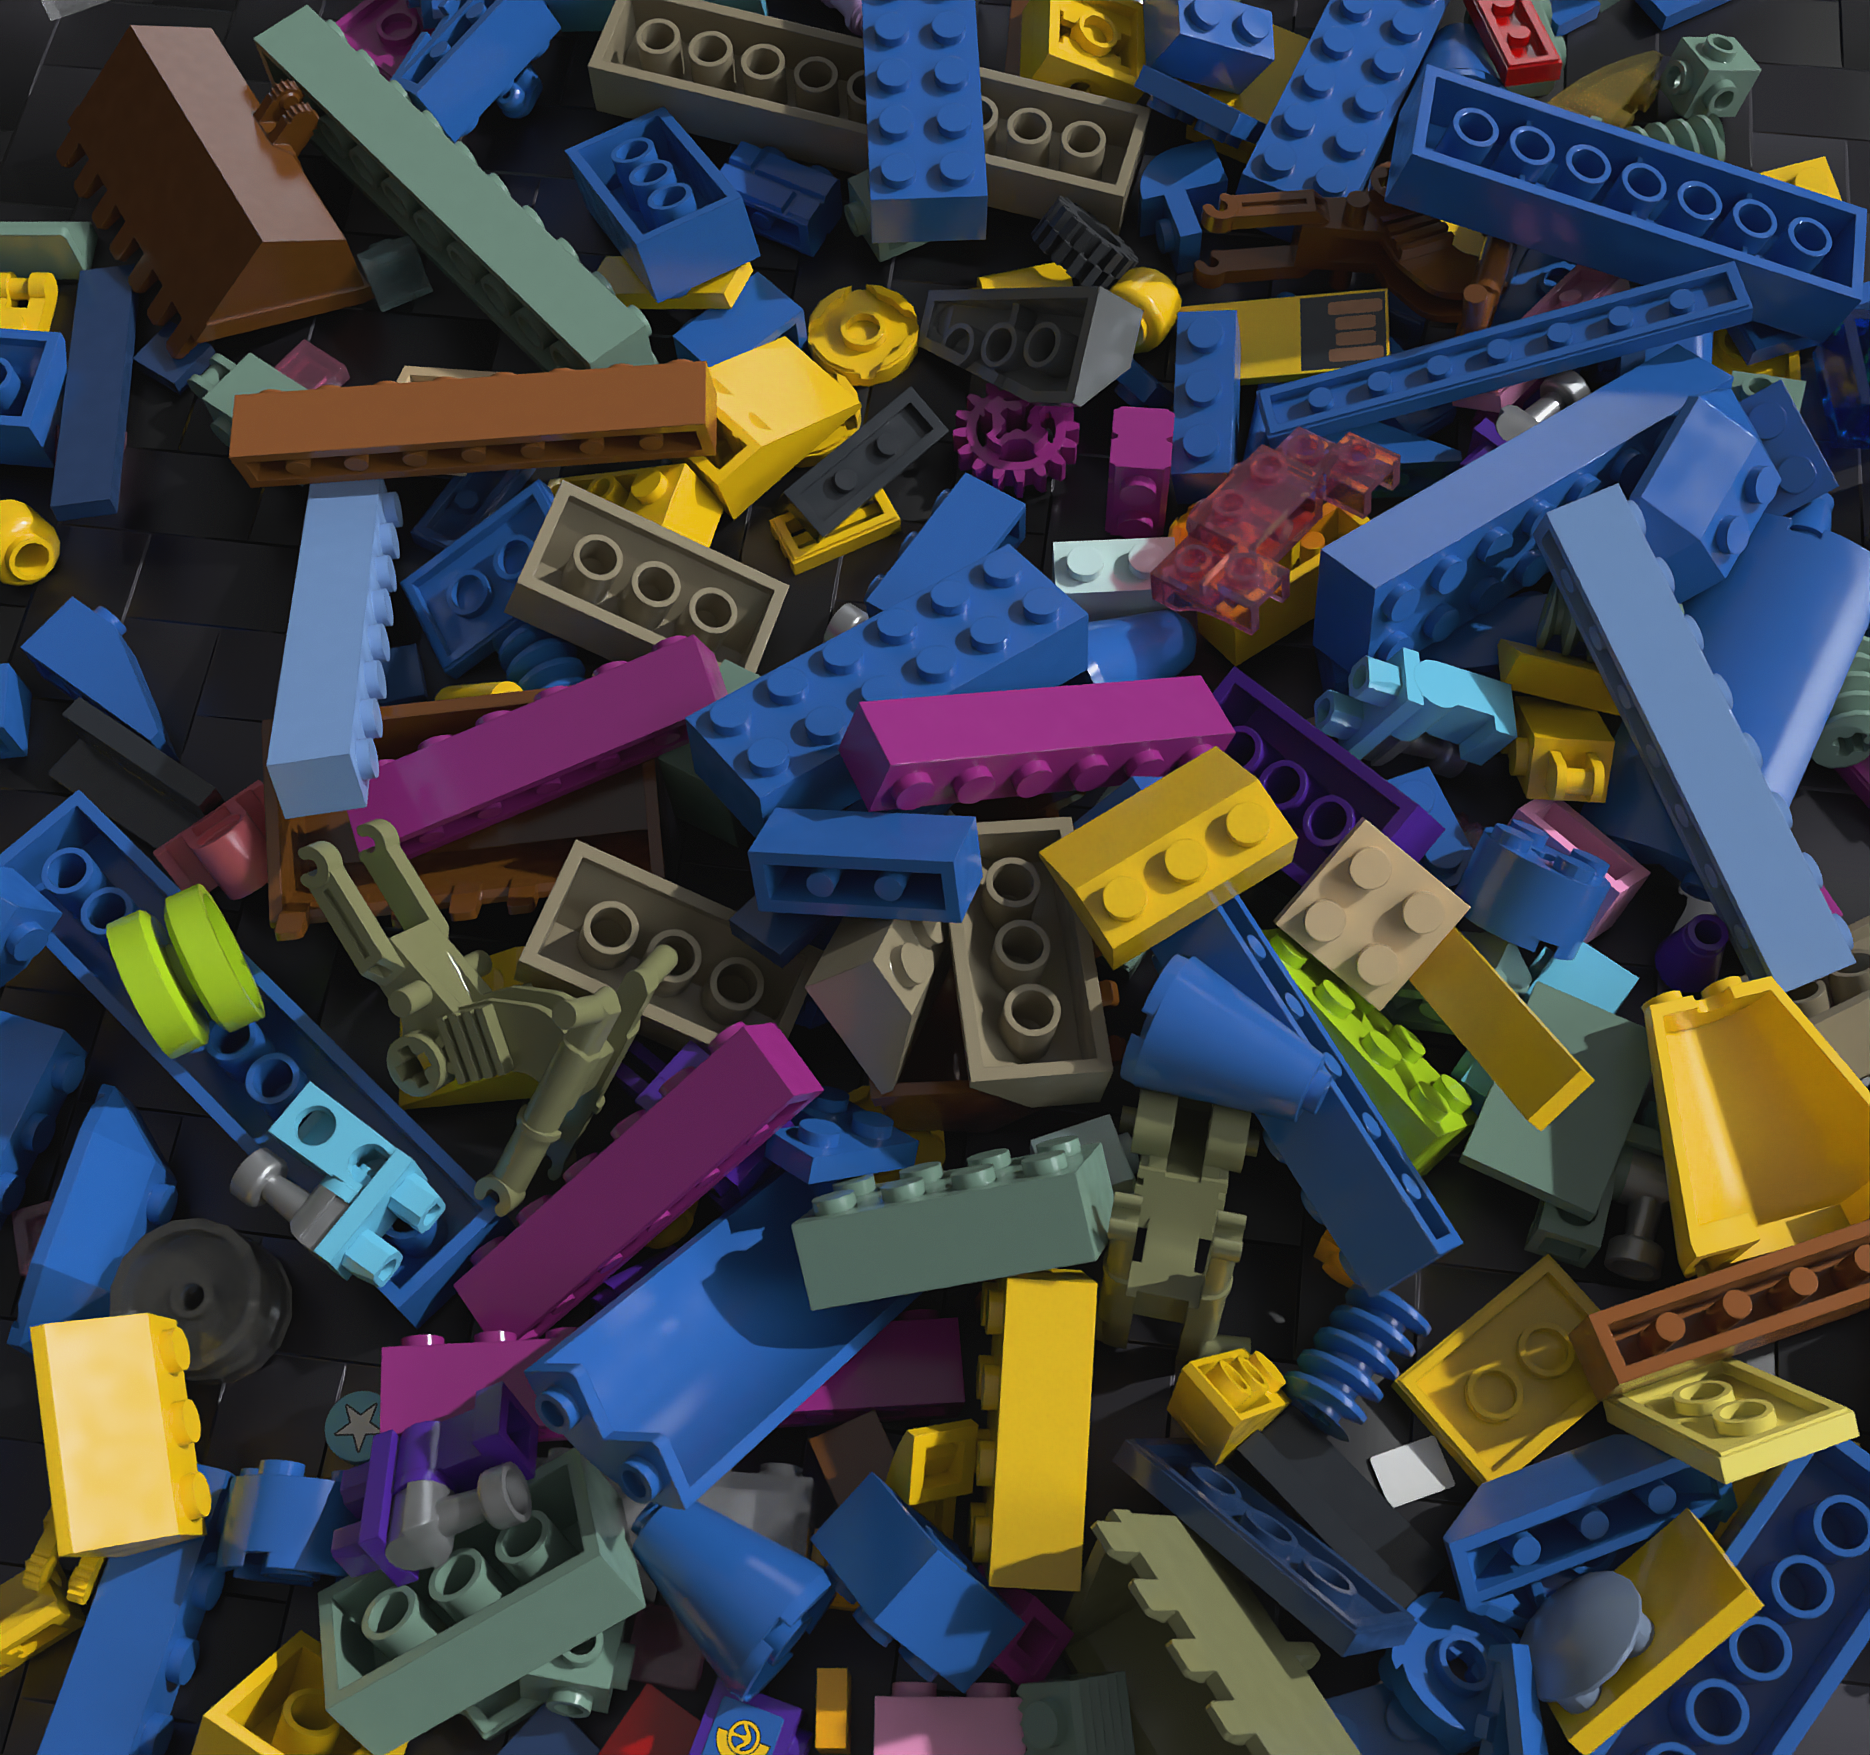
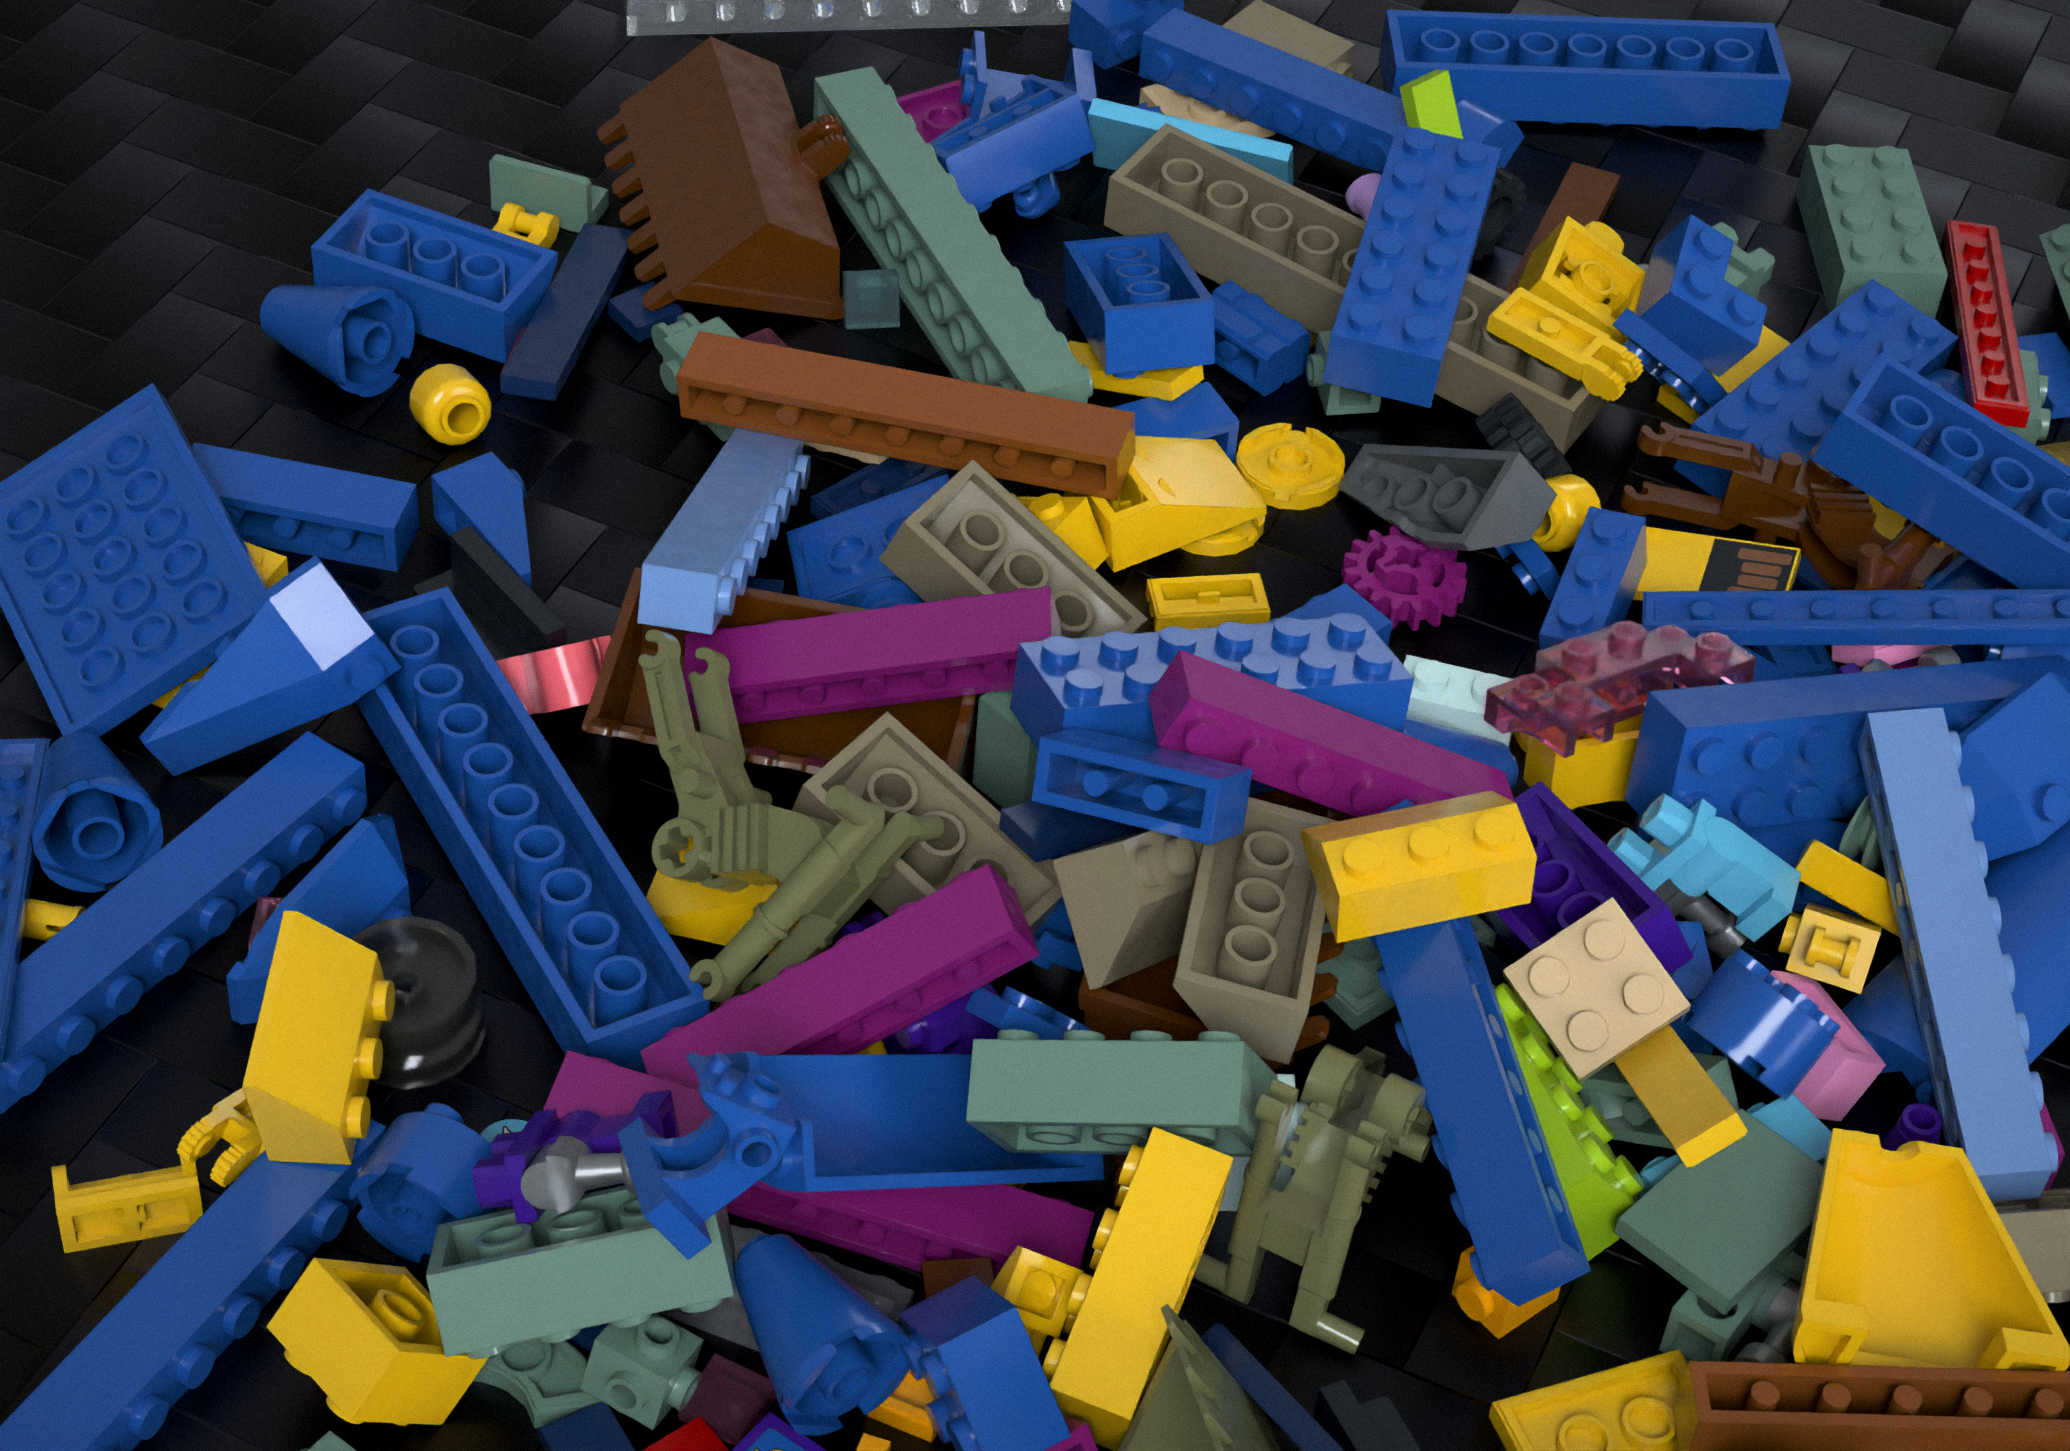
camera: 10 degrees right, 20 degrees down
(184, 971) = (499, 722): lime wheel -> none
(356, 1201) = (593, 929): medium azure hips -> none
(587, 1502) = (698, 1174): none -> blue tile
(862, 465) = (1250, 555): black panel -> none
(1094, 123) = (1565, 343): none -> yellow hinge
(1139, 472) = (1510, 619): magenta brick -> none
(1173, 199) = (1615, 436): blue brick -> none
(1221, 1047) = (1409, 1020): blue cone -> none
(1227, 1400) = (1319, 1331): yellow slope -> none
(1350, 1355) = (1458, 1364): blue piece -> none

